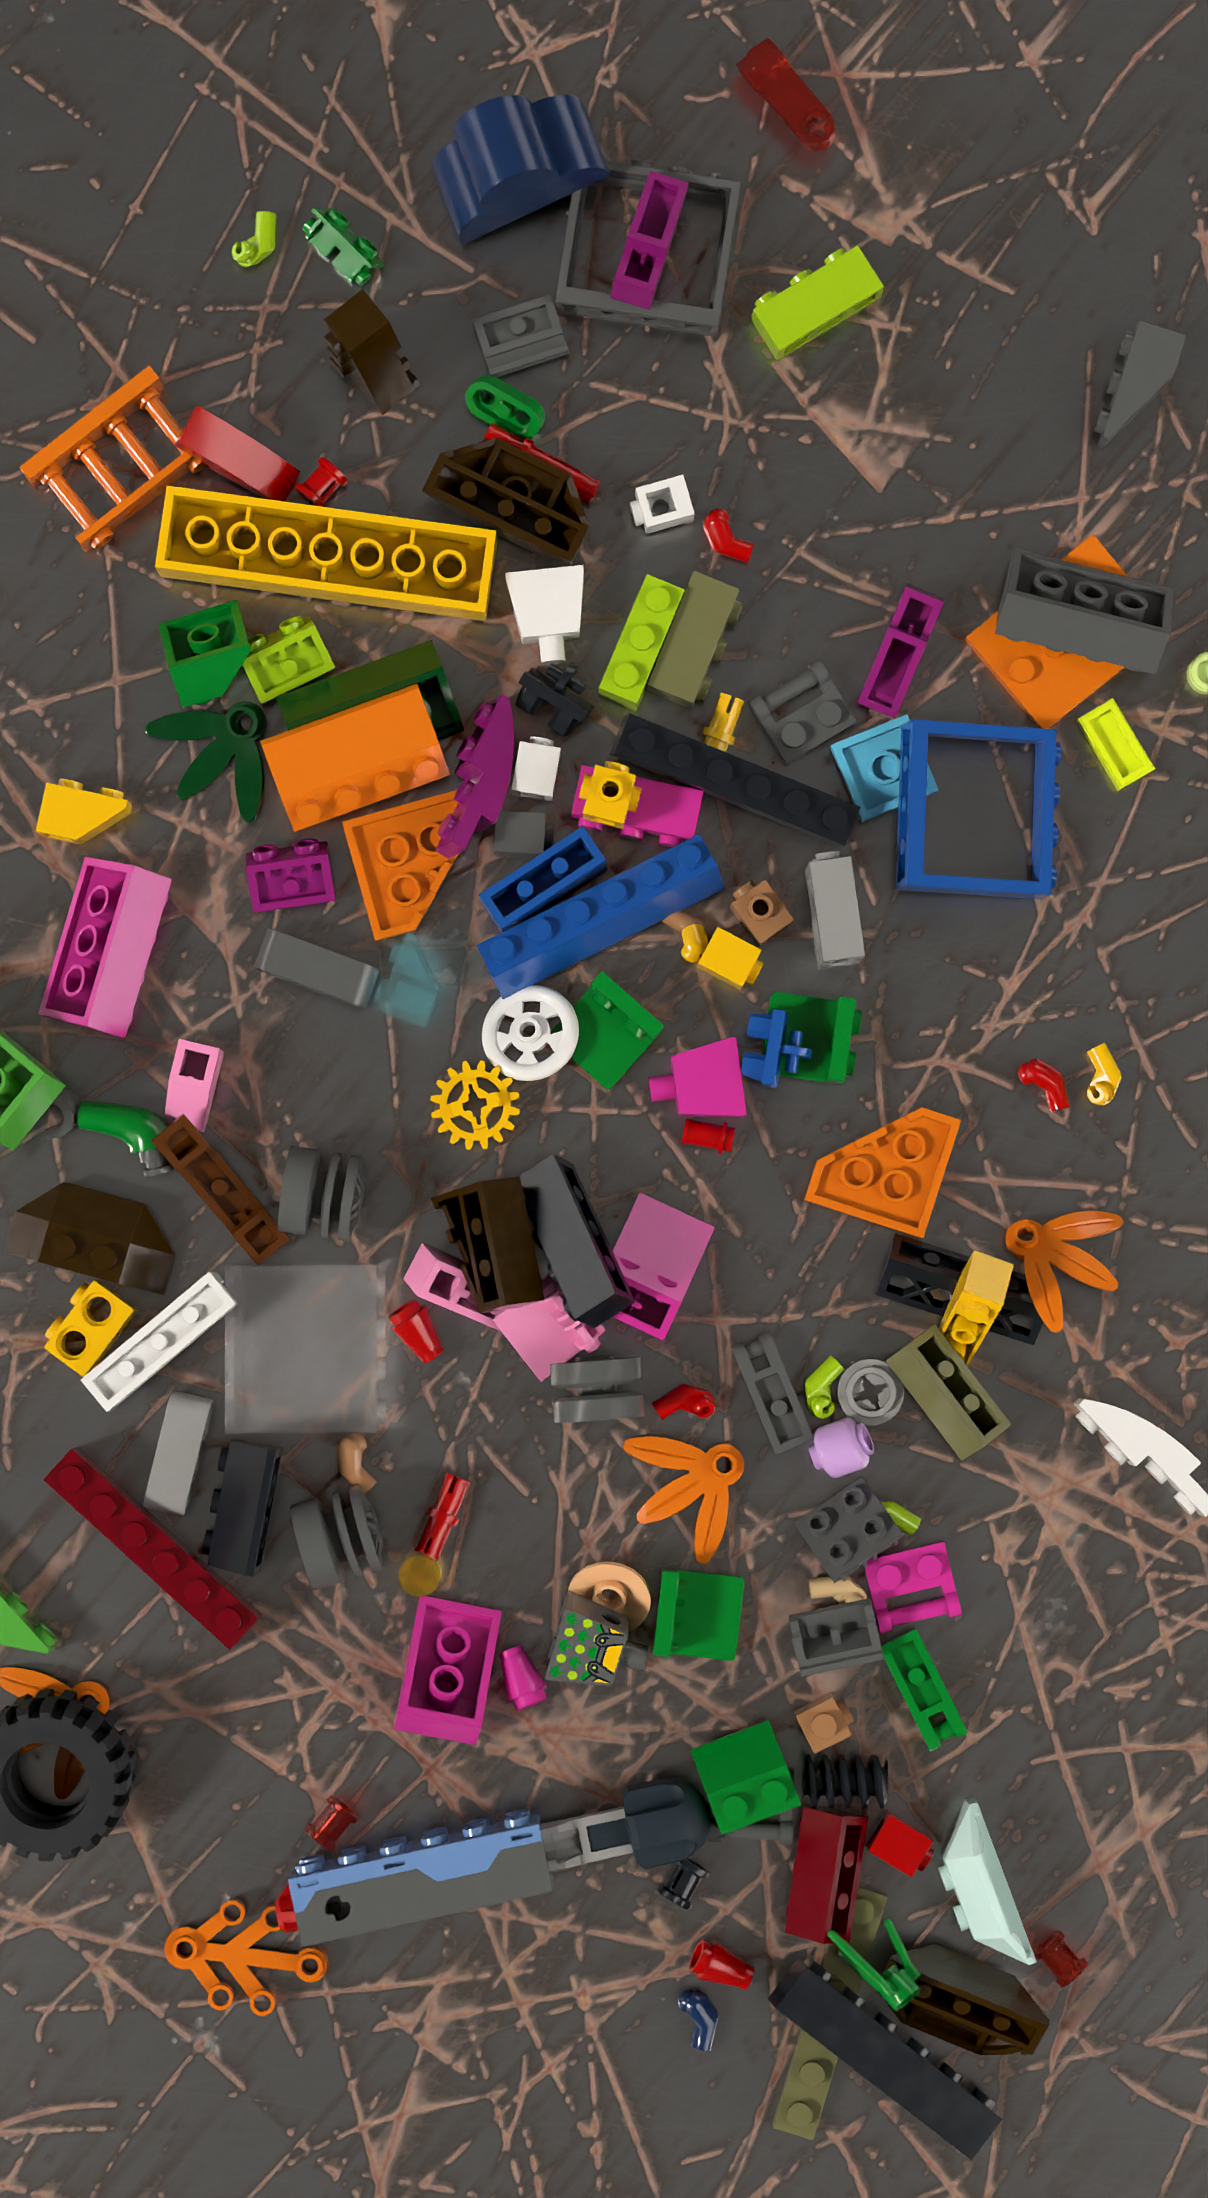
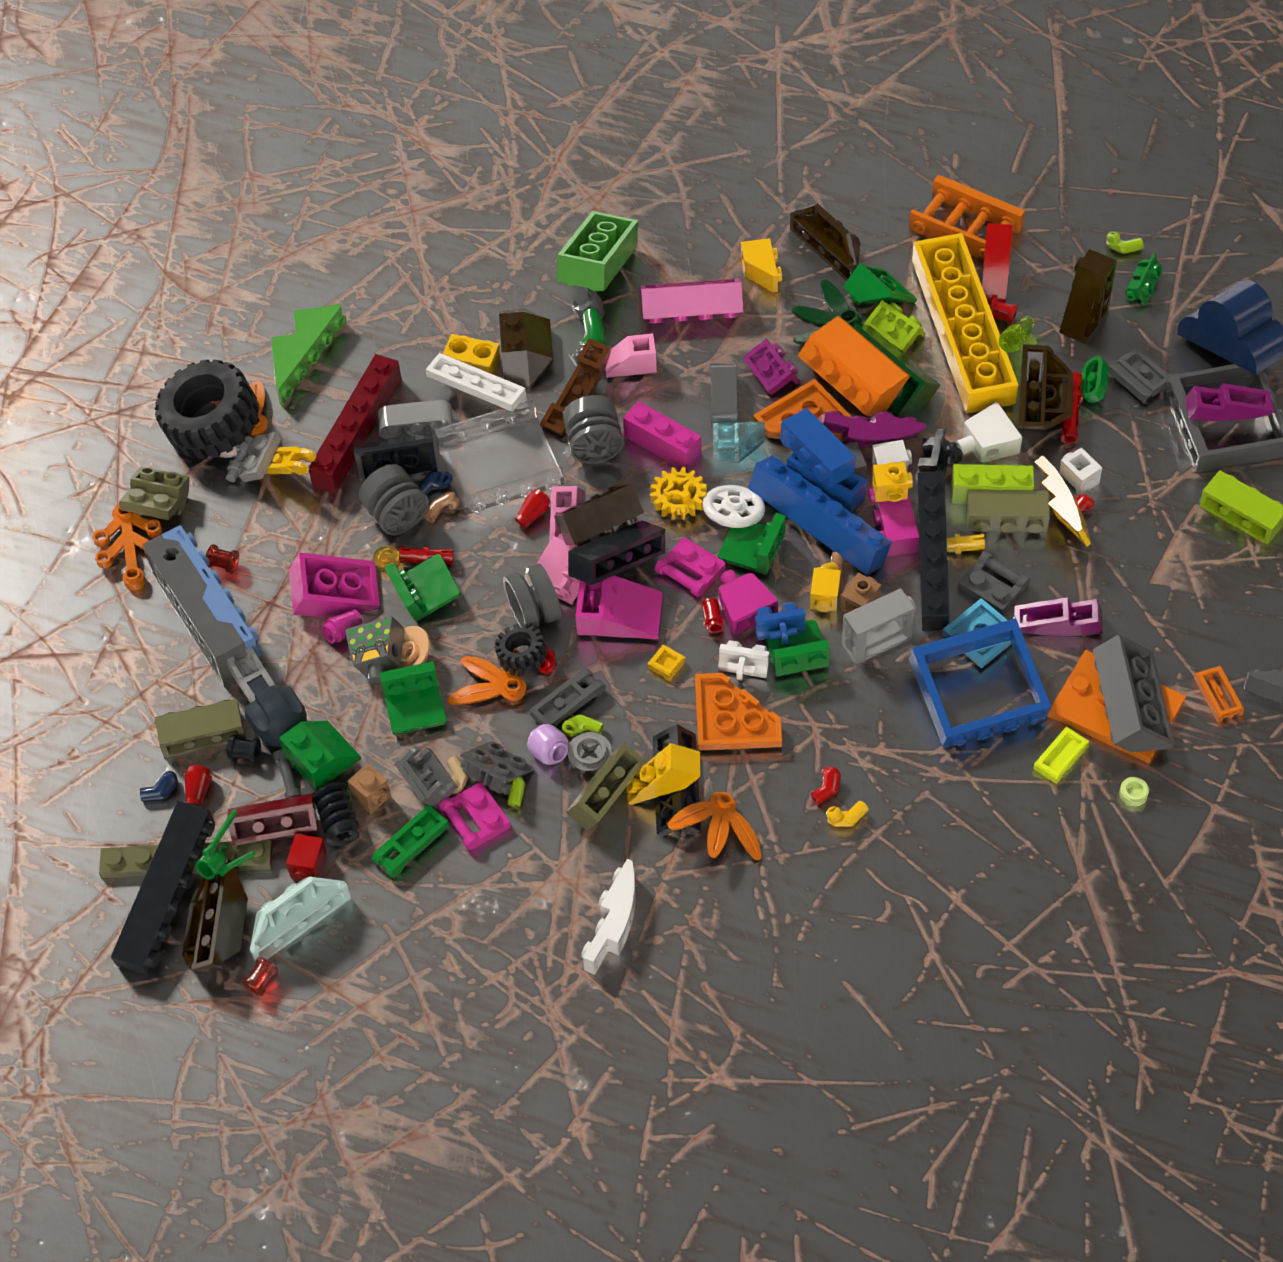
camera: 80 degrees right, 30 degrees down
(80, 686) = (827, 238): none -> dark brown wedge
(167, 1717) = (253, 457): none -> light grey plate
(176, 1894) = (156, 493): none -> olive brick
(192, 1681) = (287, 460): none -> yellow hinge
(304, 1459) = (435, 480): none -> dark blue arm
(361, 1091) = (662, 436): none -> dark pink brick
(364, 465) = (1016, 332): none -> clear neon green pin
(502, 1539) = (424, 586): none -> green bracket
(511, 880) = (817, 448): none -> blue brick
(599, 1124) = (694, 561): none -> dark pink plate
(624, 1935) = (199, 728): none -> olive brick
(659, 1453) = (524, 660): none -> black tyre
(731, 555) = (1063, 502): none -> slope
(758, 1229) = (666, 662): none -> yellow tile
(810, 1124) = (743, 660): none -> white hips
(1095, 501) = (1209, 697): none -> orange tile

